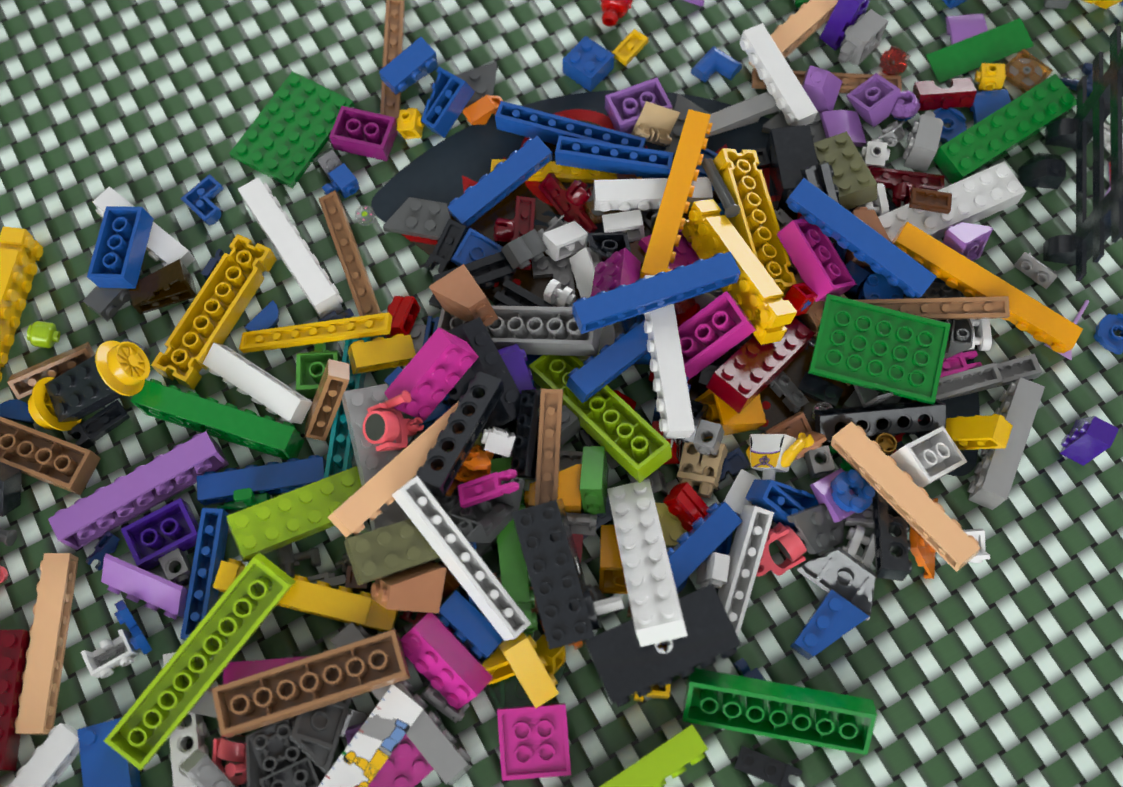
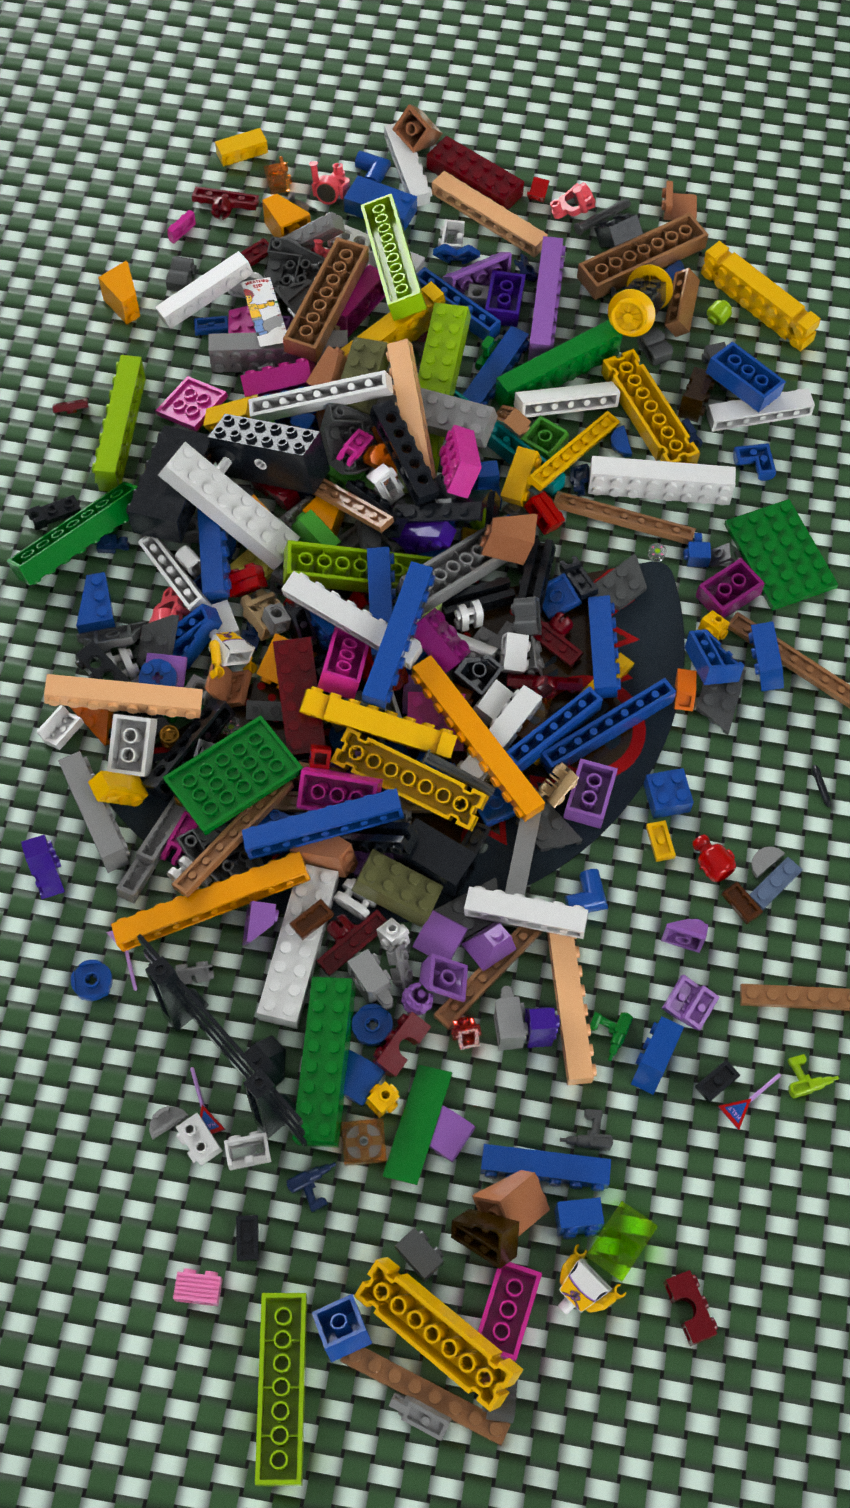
camera: 125 degrees right, 5 degrees down
(386, 424) = (444, 407): coral piece -> none

